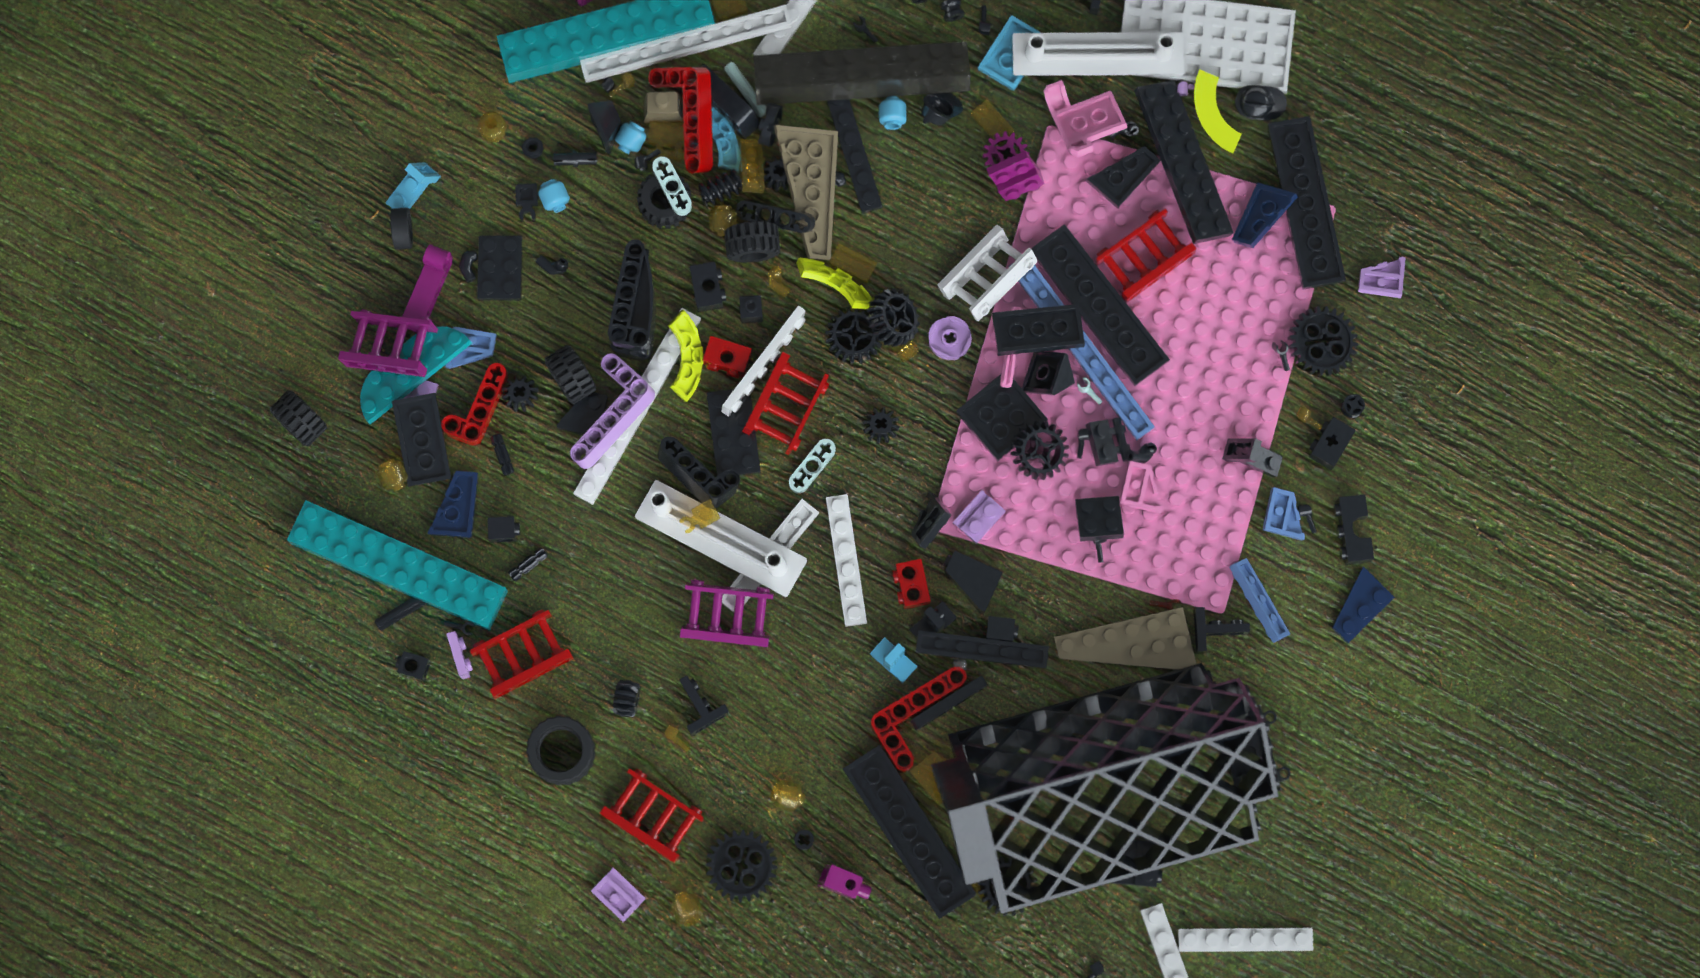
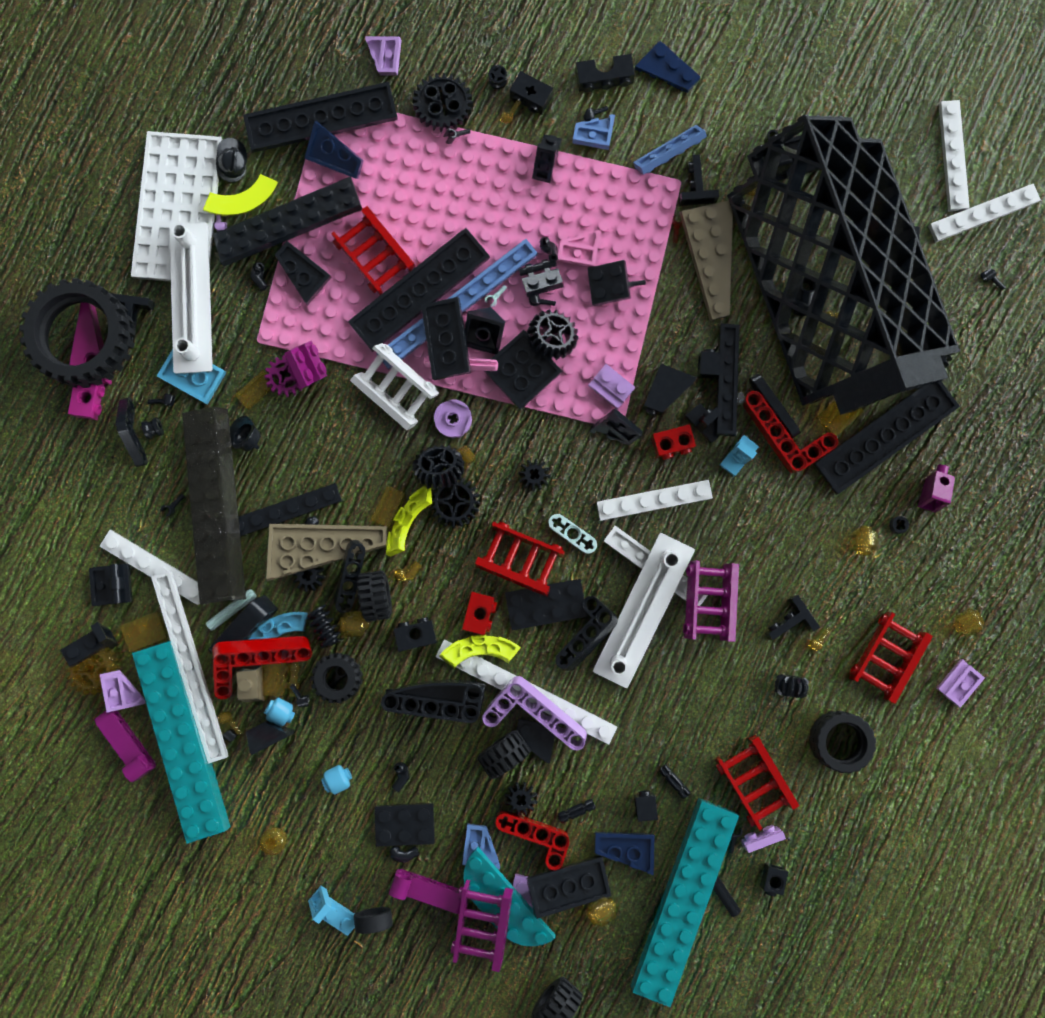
camera: 90 degrees left, 5 degrees up
(527, 198) = (338, 804): black plate -> none
(532, 142) = (285, 801): black plate -> none
(575, 158) = (300, 762): black pin -> none
(673, 202) = (310, 674): light aqua beam -> none
(703, 515) = (627, 626): clear yellow plate -> none
(722, 860) = (930, 560): black gear -> none
(751, 166) = (303, 600): clear yellow plate -> none
(751, 309) = (434, 594): black brick -> none
(759, 368) = (490, 583): white plate -> none
(774, 115) = (265, 587): black plate -> none
(892, 113) = (249, 477): medium azure head -> none
(1085, 120) = (252, 309): bright pink piece -> none

